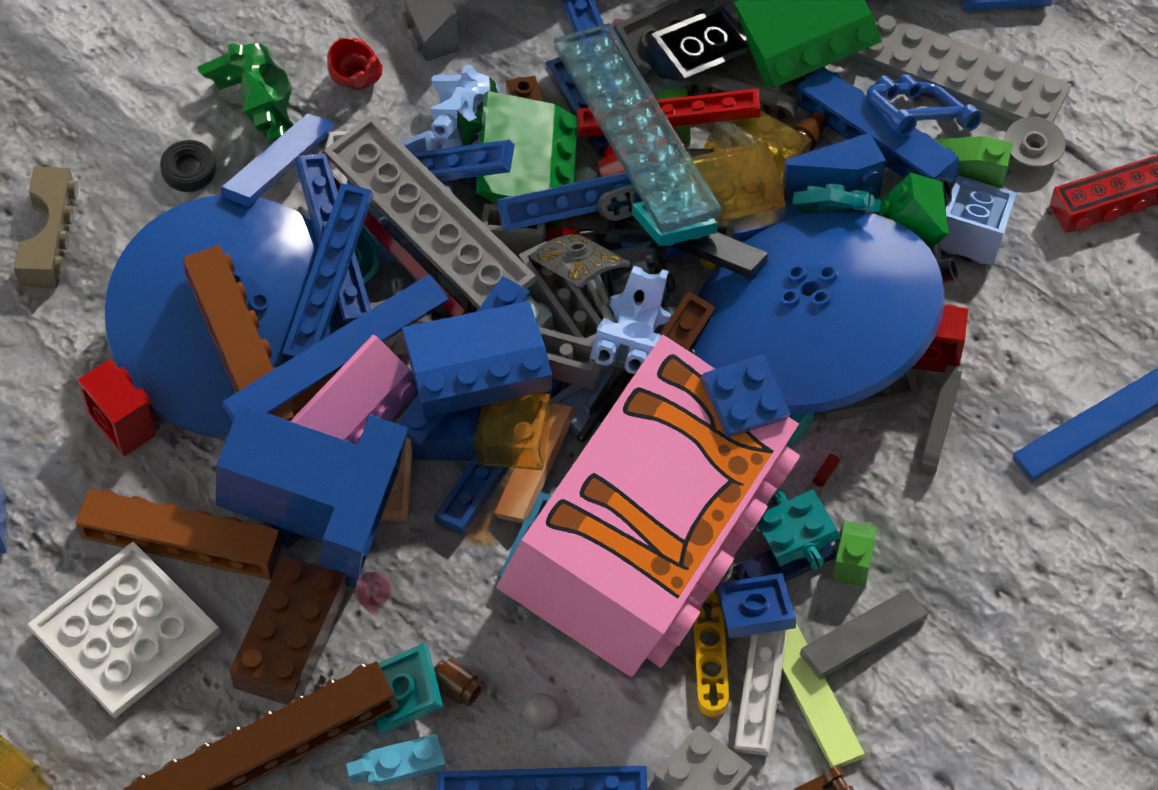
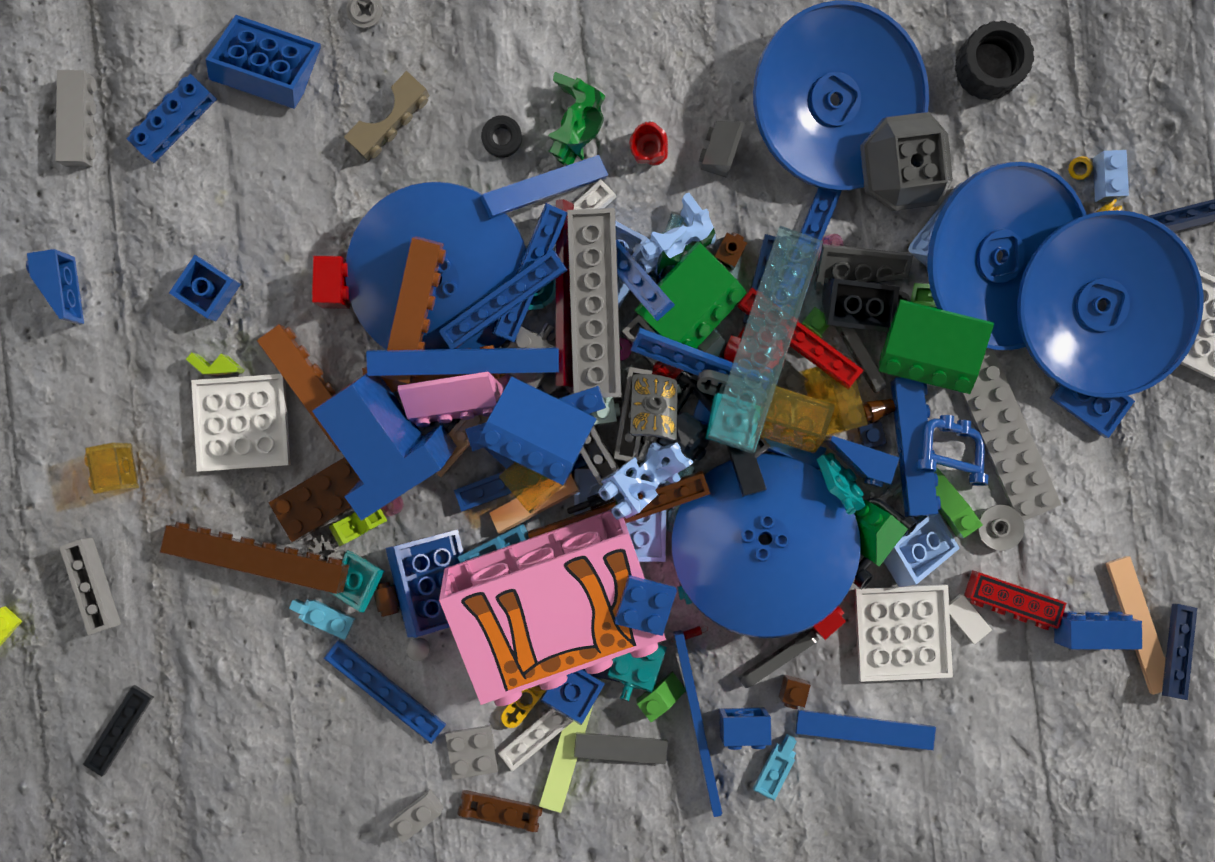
camera: 40 degrees right, 30 degrees up
(55, 583) = (221, 366): none -> lime slope
(355, 631) = (353, 527): none -> lime slope
(488, 630) = (418, 578): none -> blue slope
(921, 541) = (698, 723): none -> blue tile
(972, 499) = (745, 727): none -> blue brick
(988, 434) = (794, 692): none -> reddish brown brick
(1041, 303) = (903, 633): none -> white plate
(1048, 526) = (776, 768): none -> medium azure hinge
(1091, 247) = (968, 619): none -> white tile

